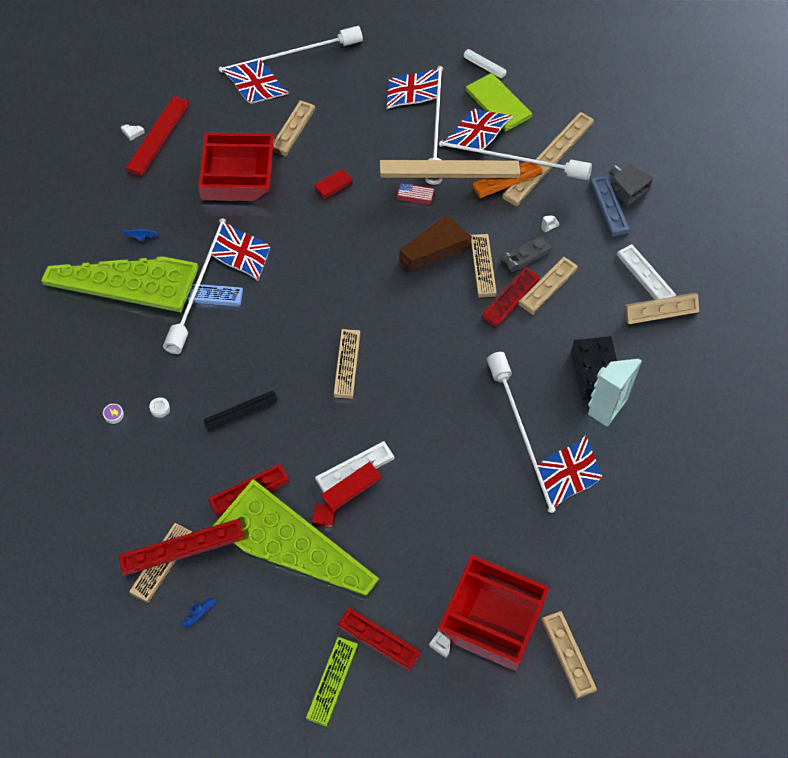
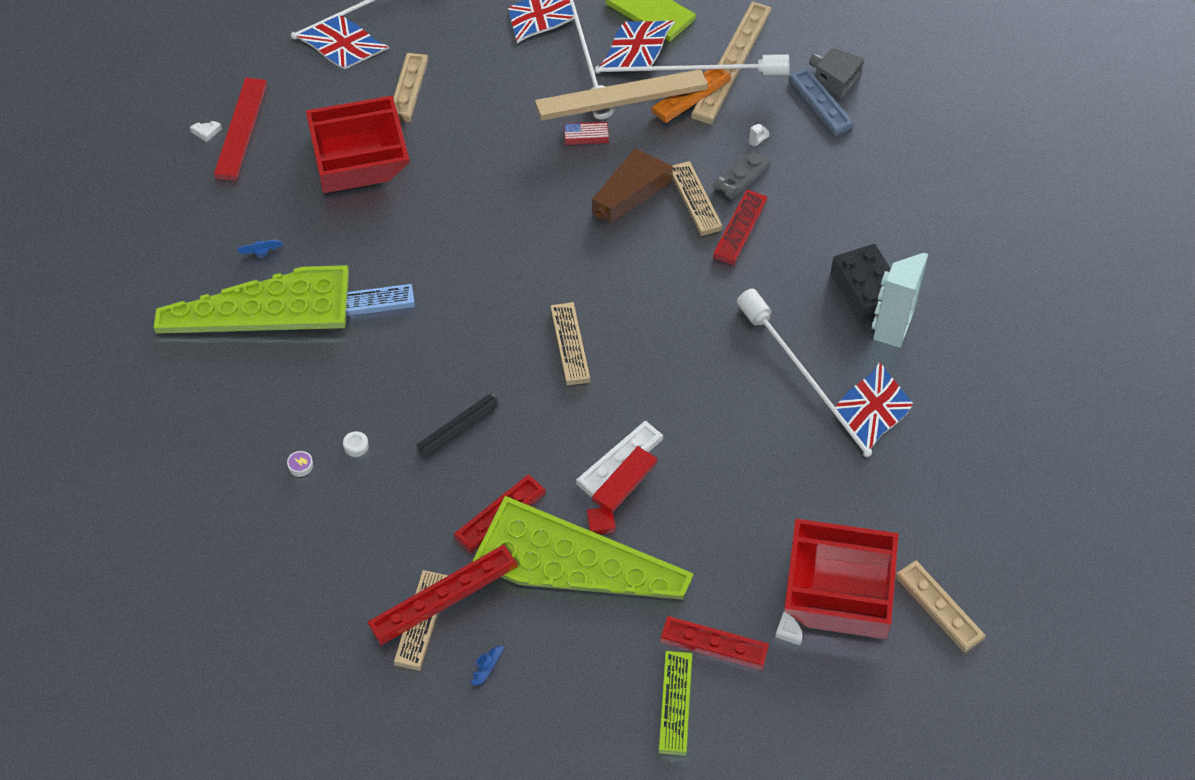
camera: 15 degrees left, 5 degrees down
(233, 249) = (388, 243): flag -> none
(333, 184) = (481, 142): red tile -> none
(548, 285) = (779, 205): tan tile -> none
(645, 273) = (889, 170): white tile -> none
(662, 308) = (920, 202): tan plate -> none

